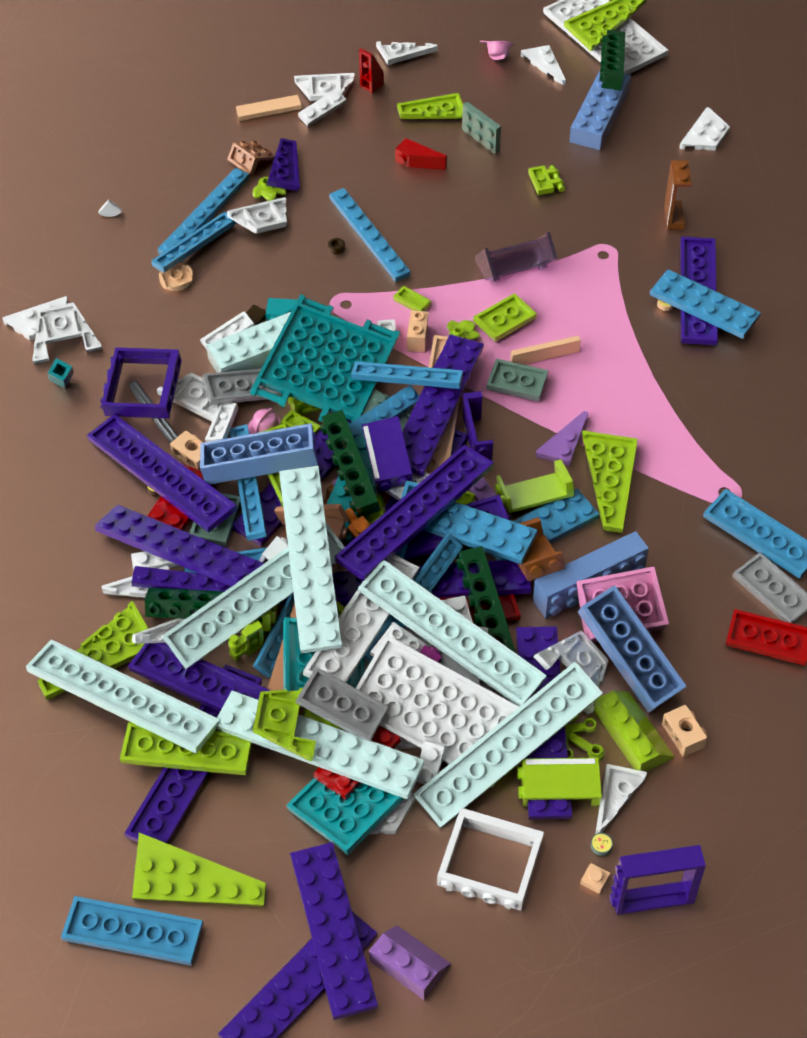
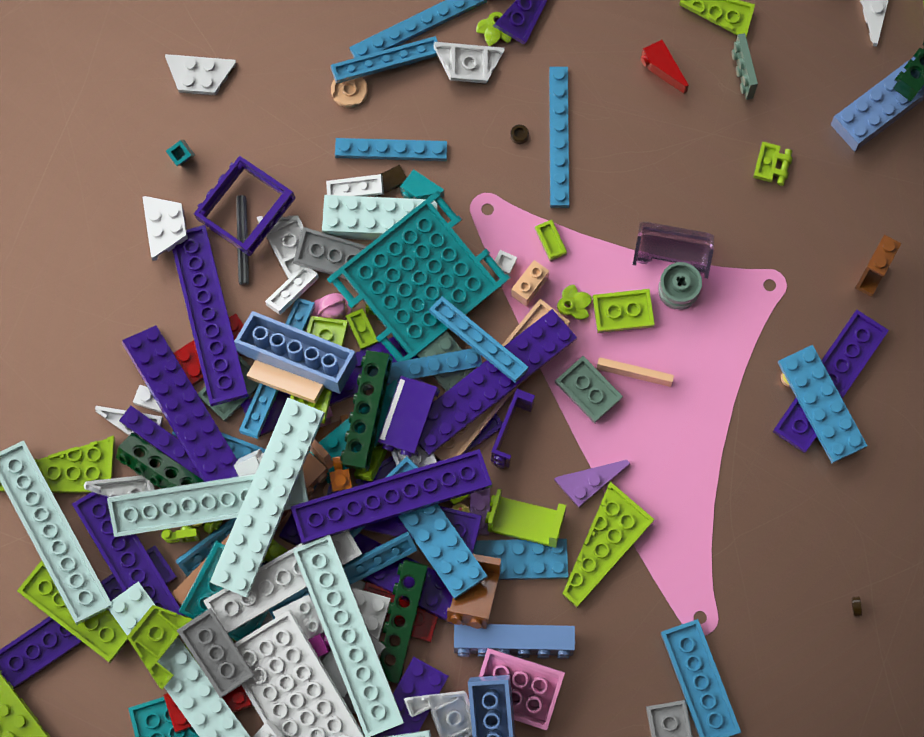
camera: 30 degrees right, 20 degrees up
(60, 324) = (210, 95): white wing -> none
(78, 429) = (164, 225): none -> white wing
(187, 449) = (246, 294): light nougat brick -> none
(238, 299) = (391, 149): none -> dark azure plate
(255, 482) = (285, 381): none -> light nougat tile
(537, 279) = (687, 277): none -> sand green wheel

